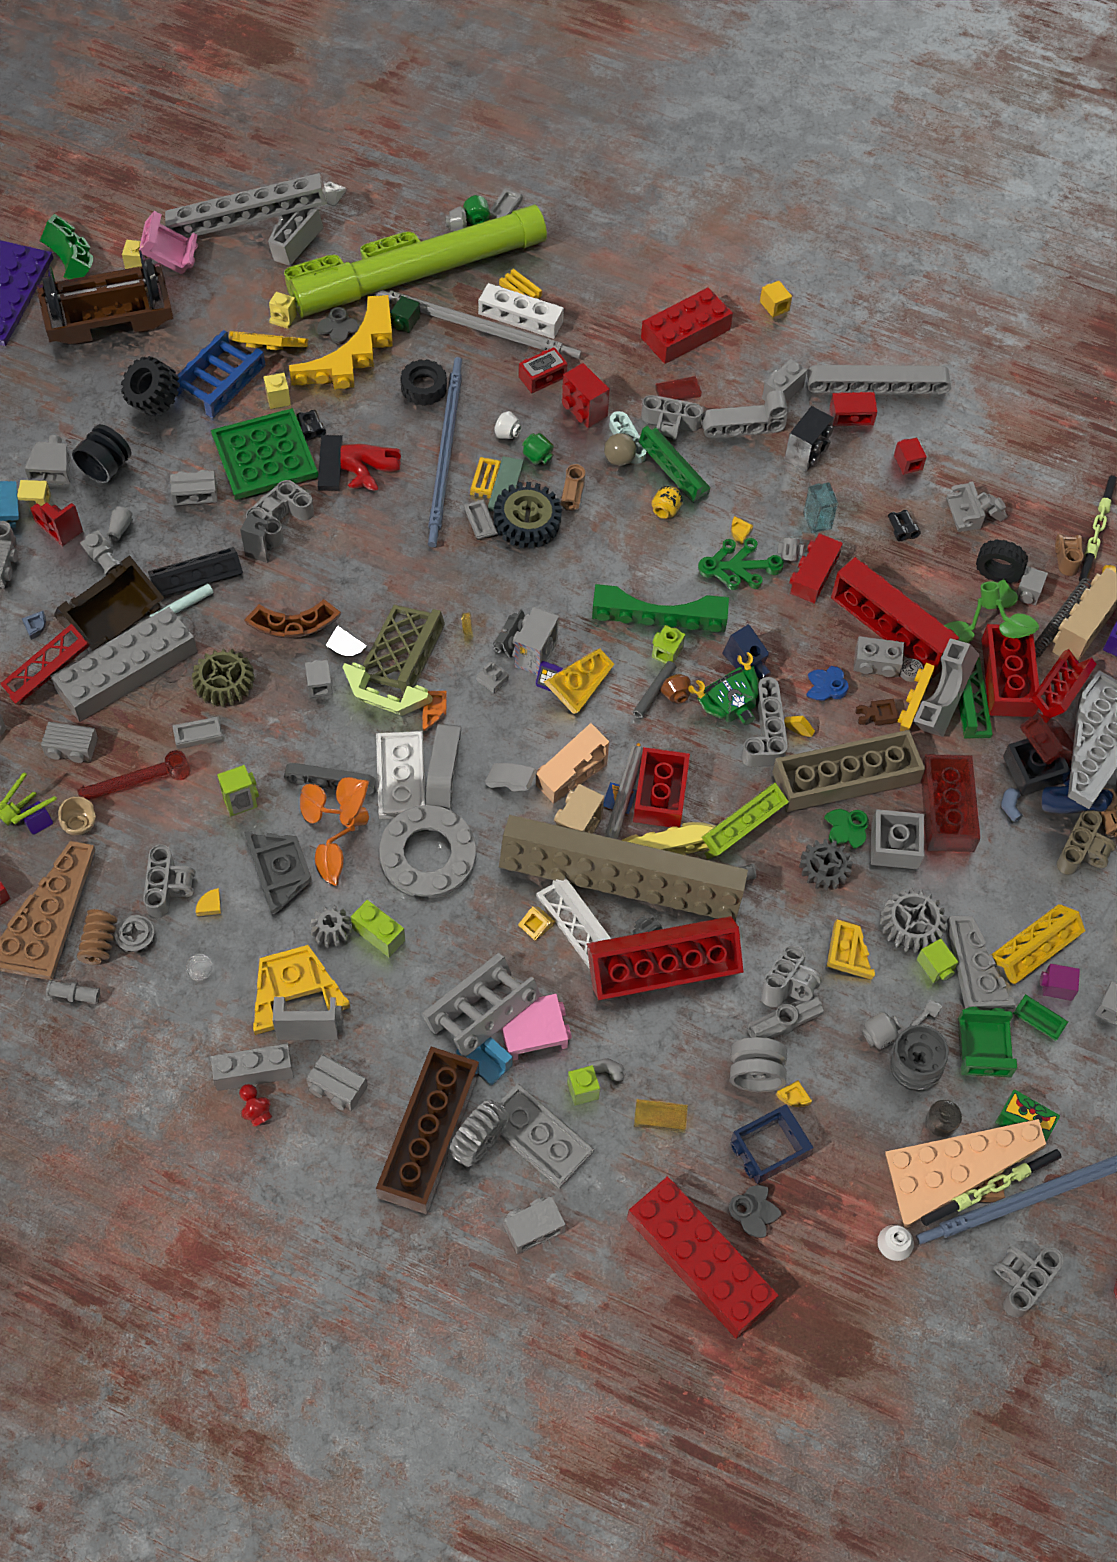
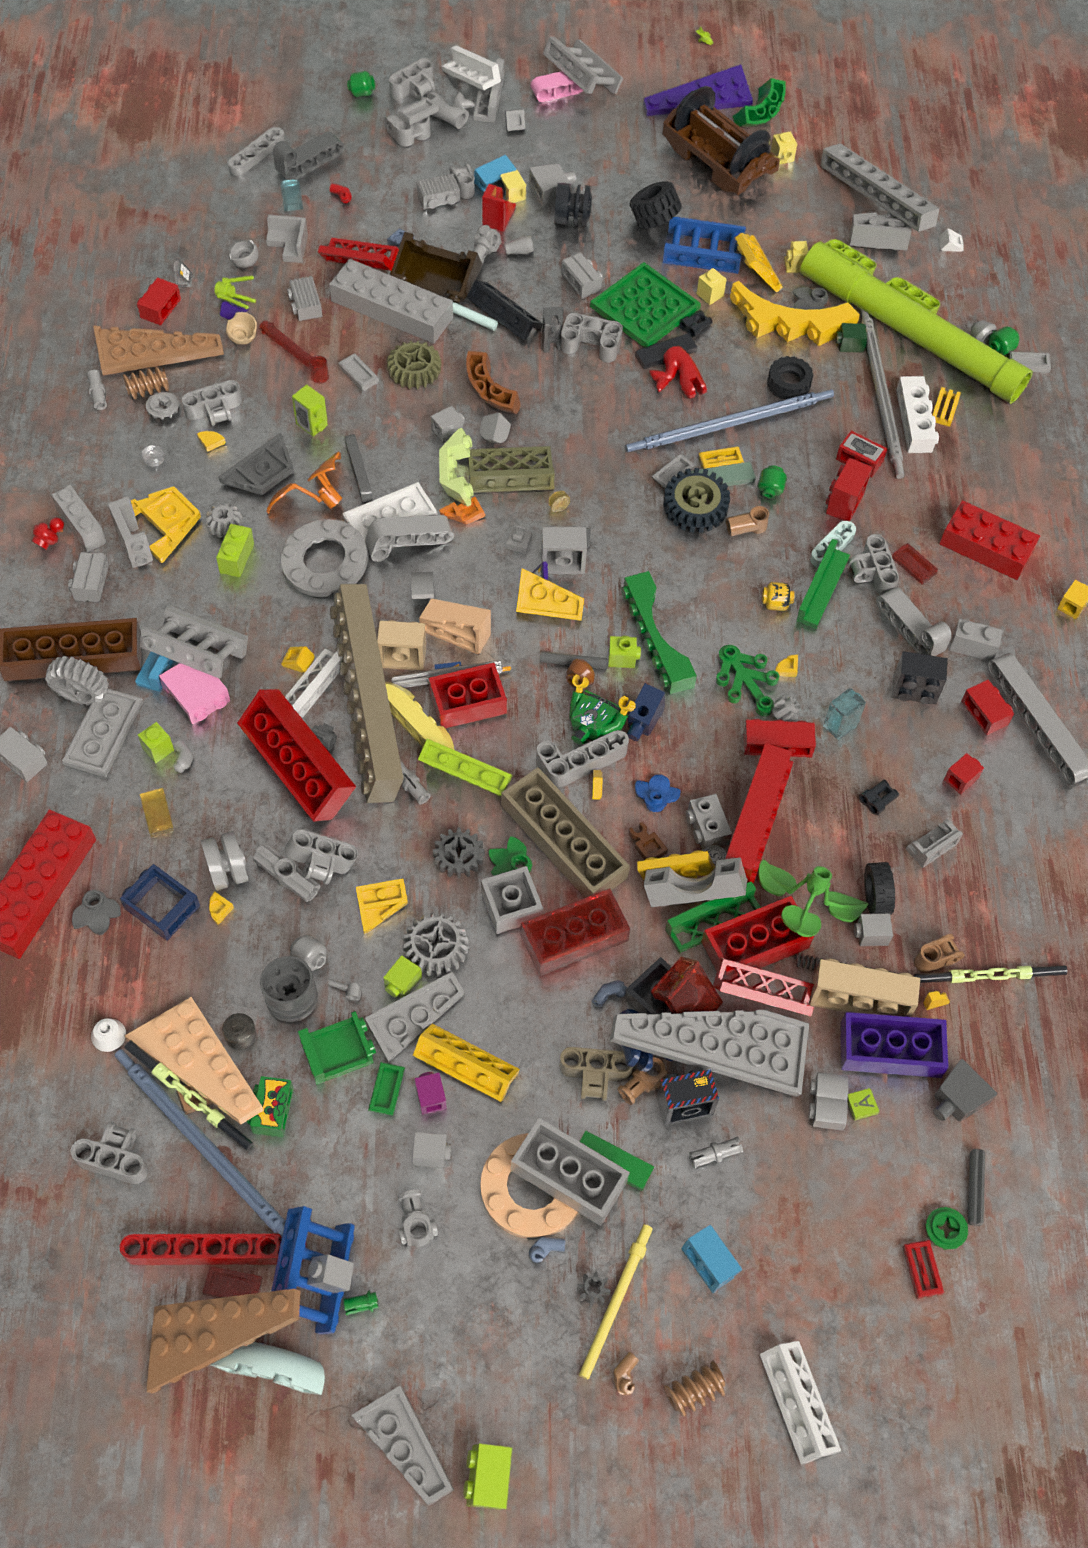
camera: 65 degrees right, 0 degrees up
(167, 245) = (806, 158): bright pink panel -> none
(507, 426) = (781, 450): white cone -> none
(620, 449) = (811, 539): dark tan hair -> none
(994, 506) = (949, 863): light grey plate -> none

